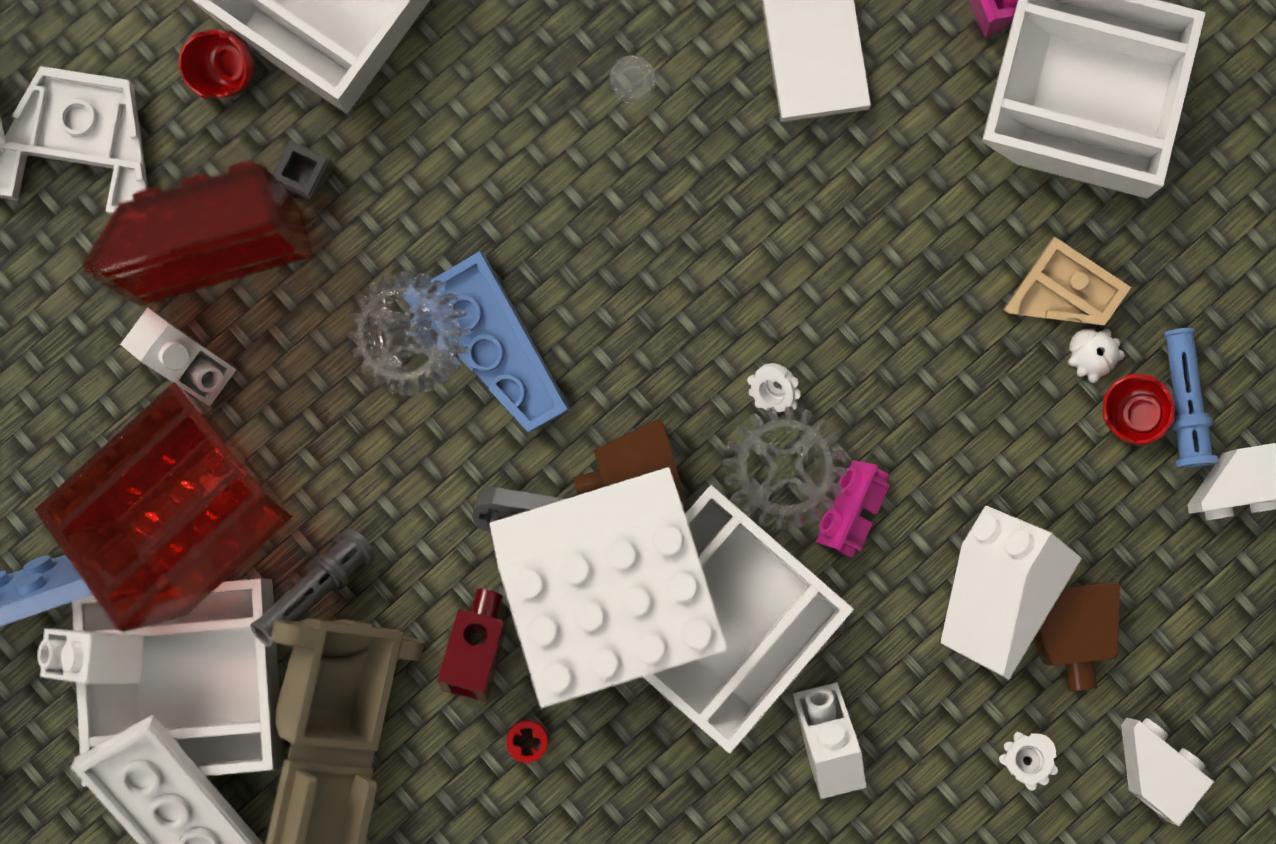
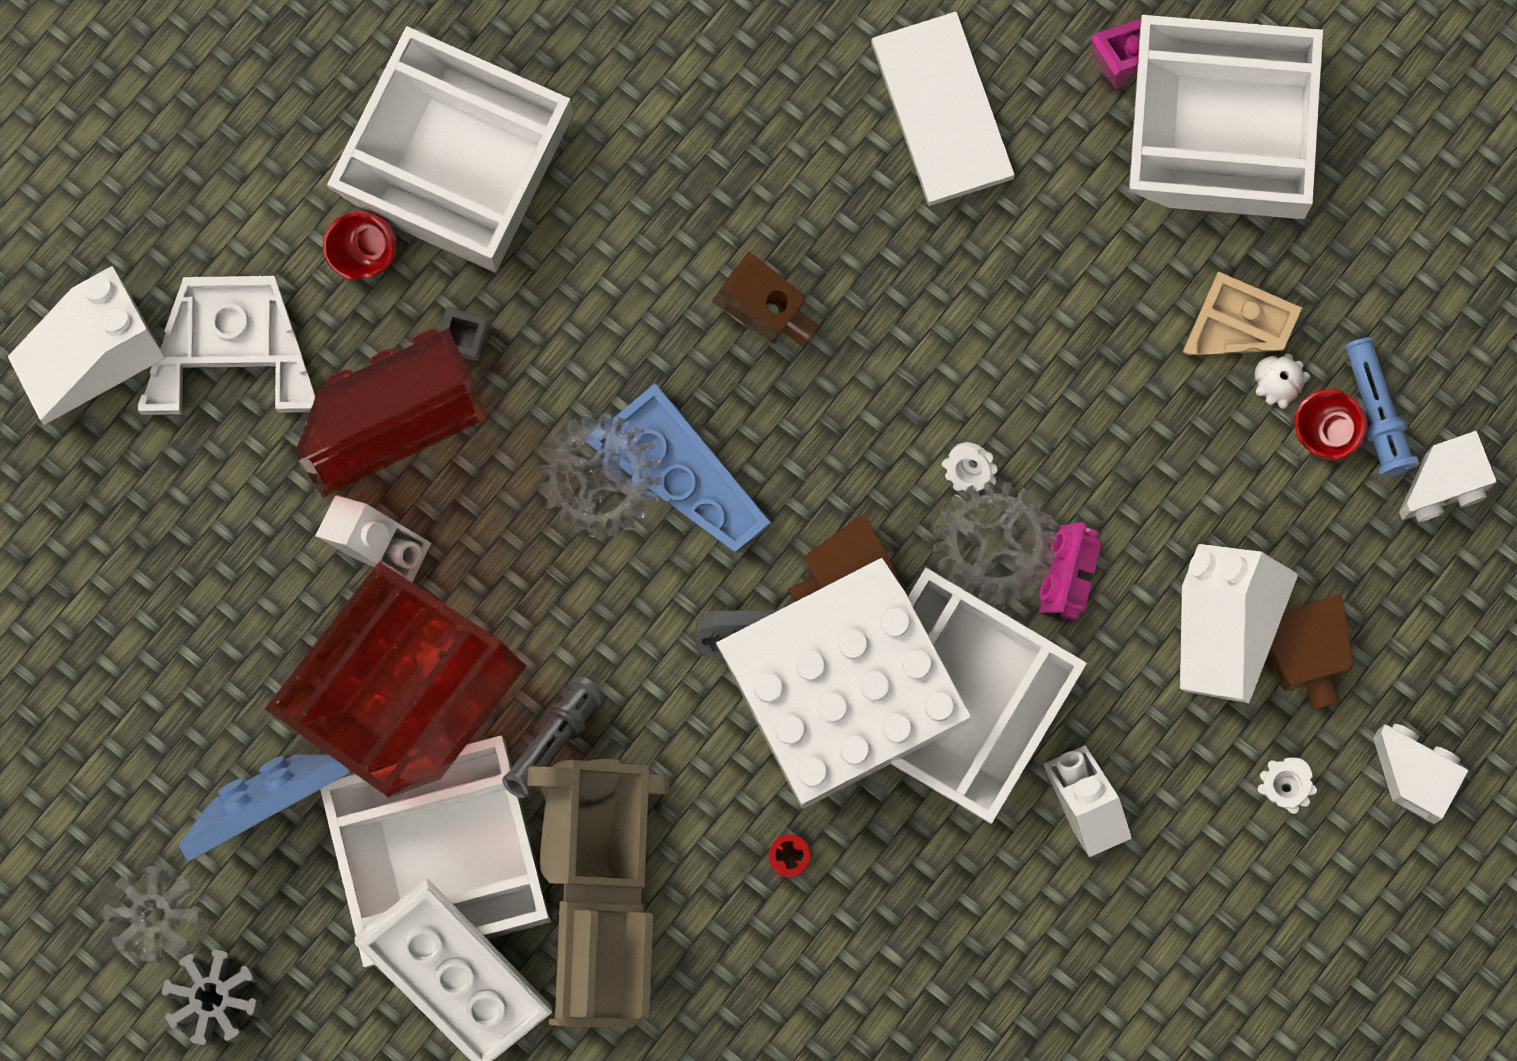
camera: 10 degrees left, 5 degrees down
(91, 656) = (353, 834): white slope -> none
(471, 668) = (721, 784): dark red torso -> none
(594, 170) = (746, 296): none -> reddish brown torso
(632, 79) = (773, 189): clear tile -> none

